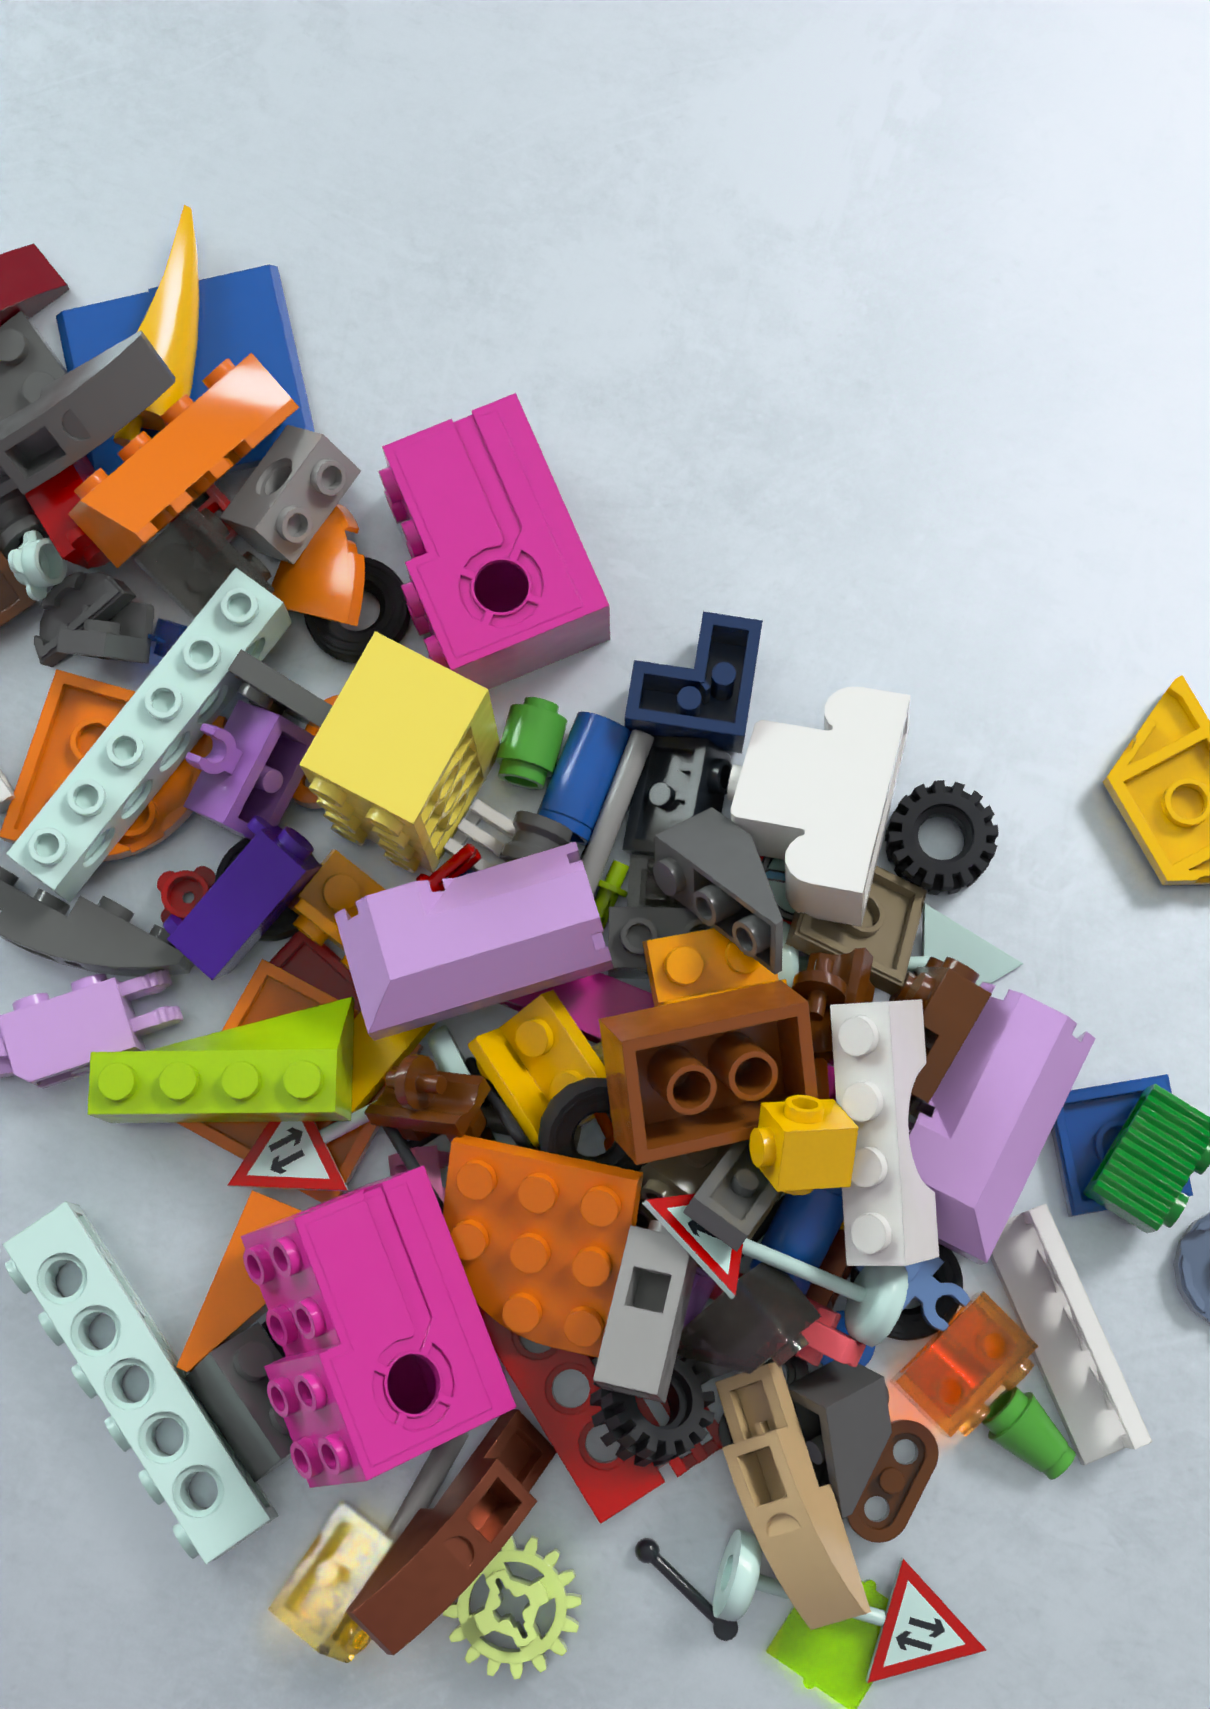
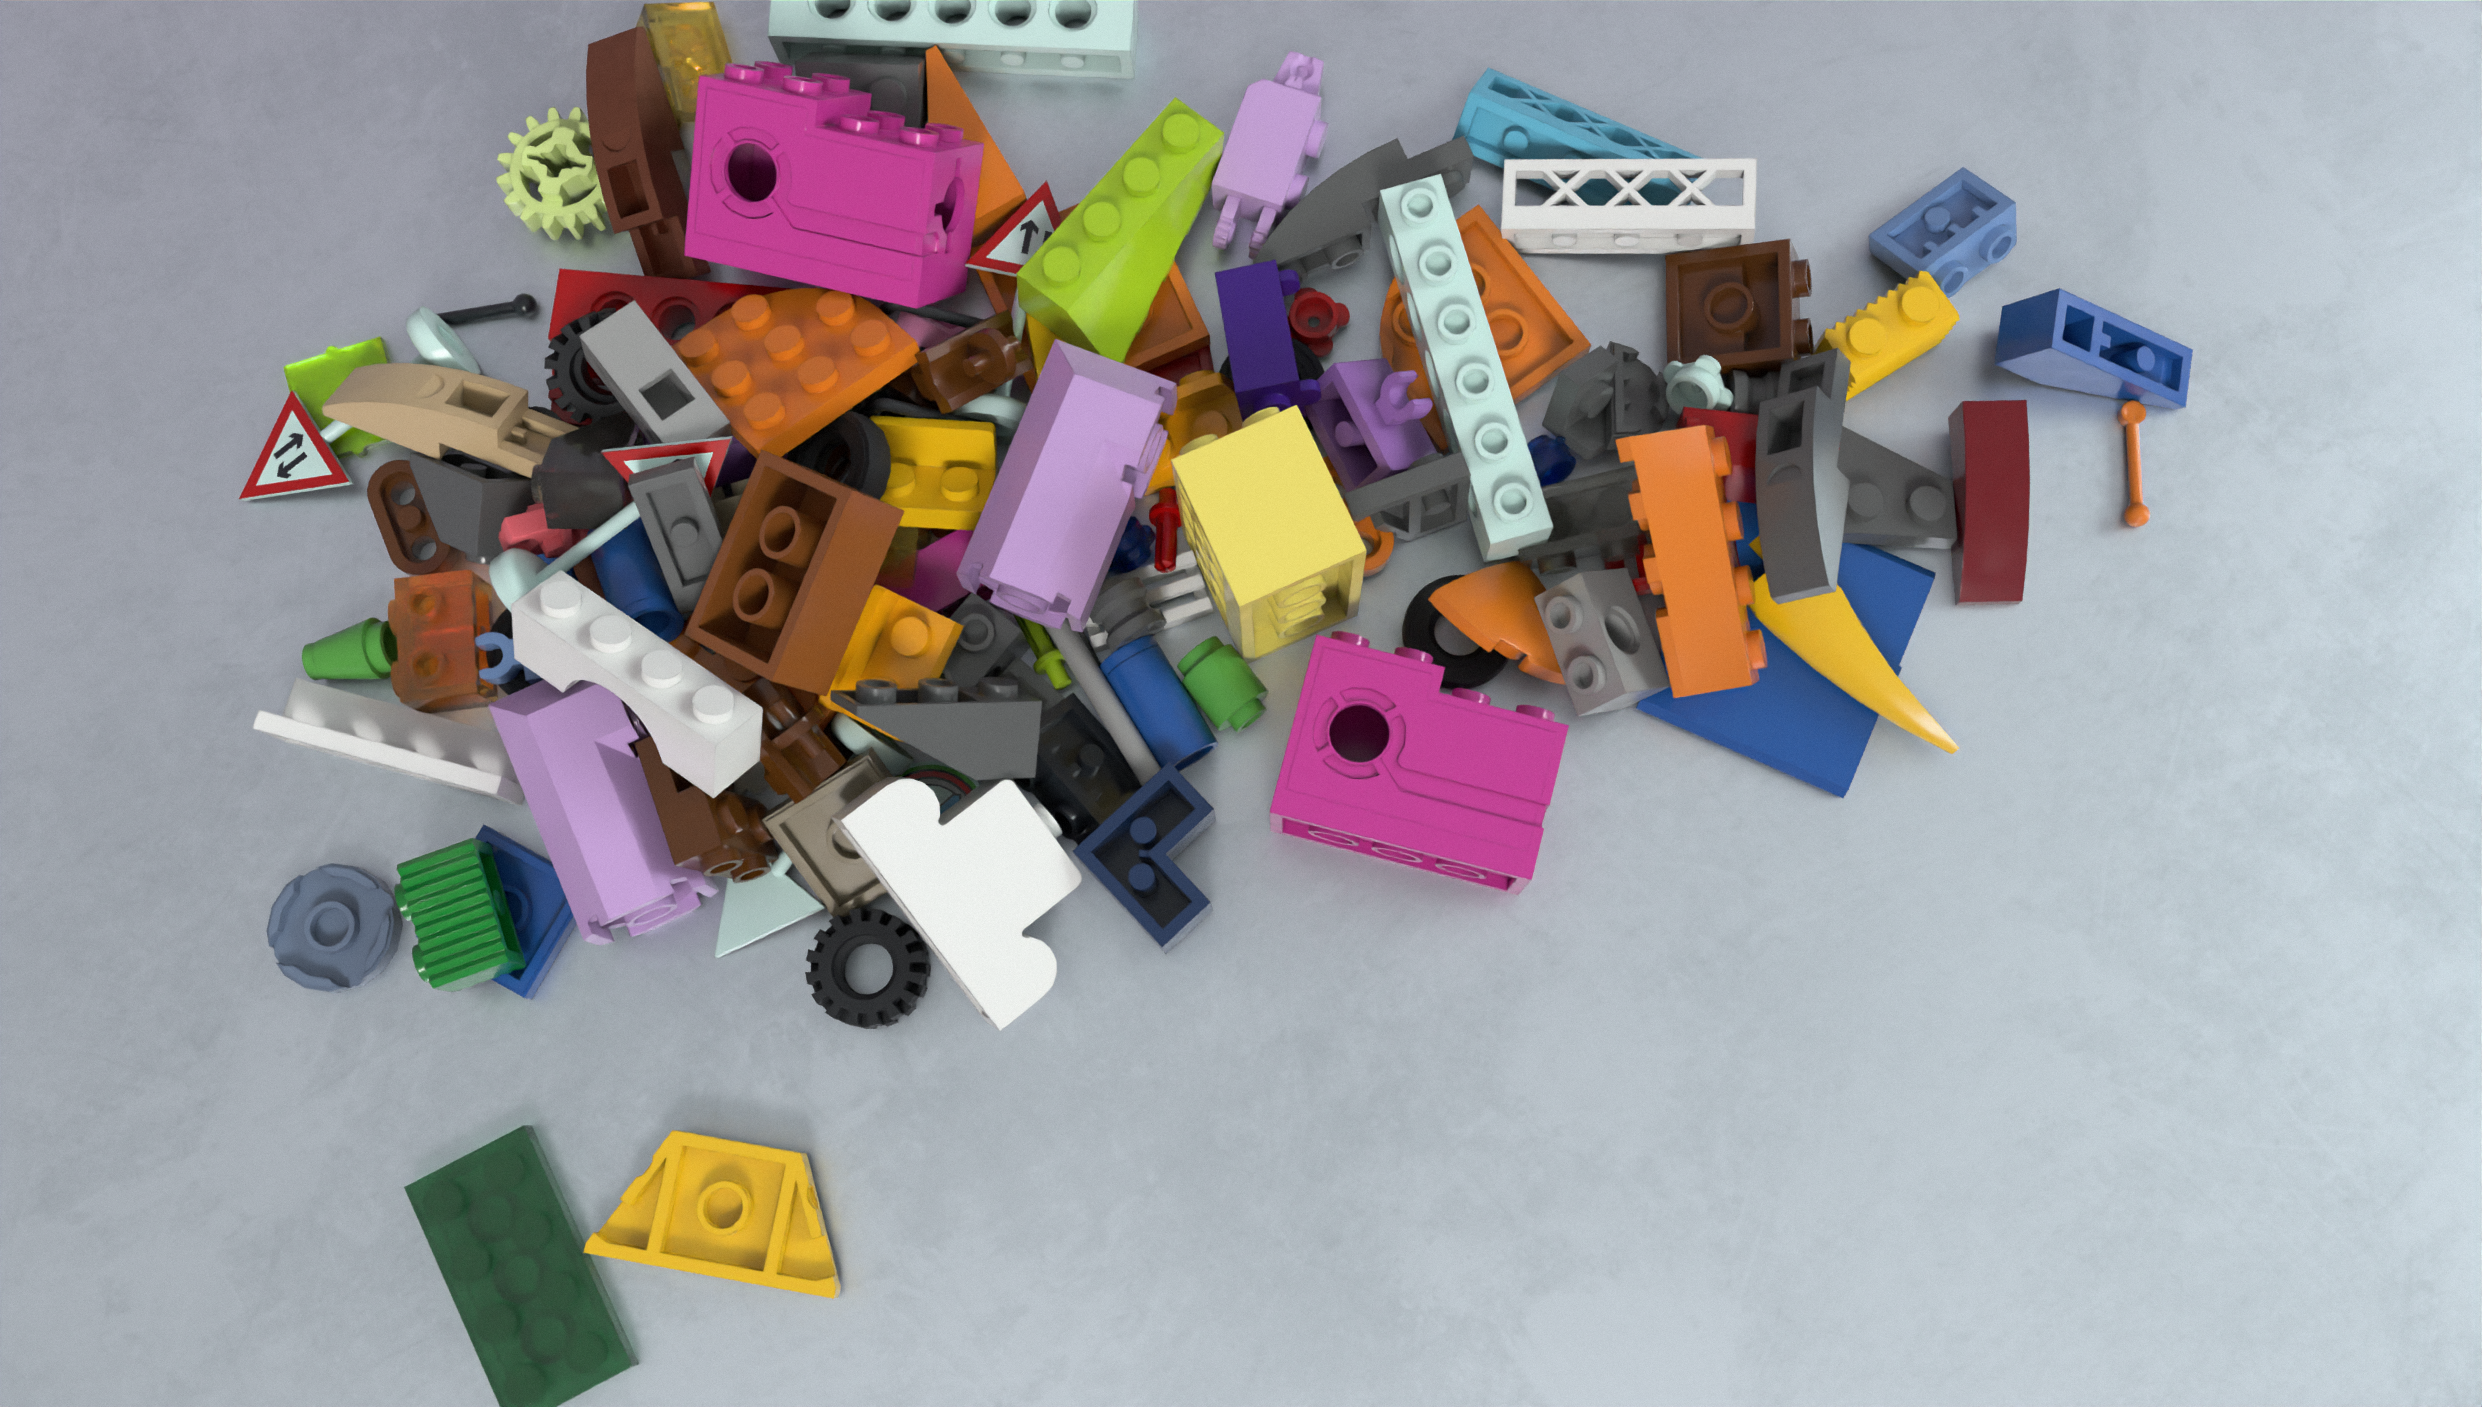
camera: 130 degrees right, 0 degrees up
(804, 1144) = (668, 596): yellow brick -> none

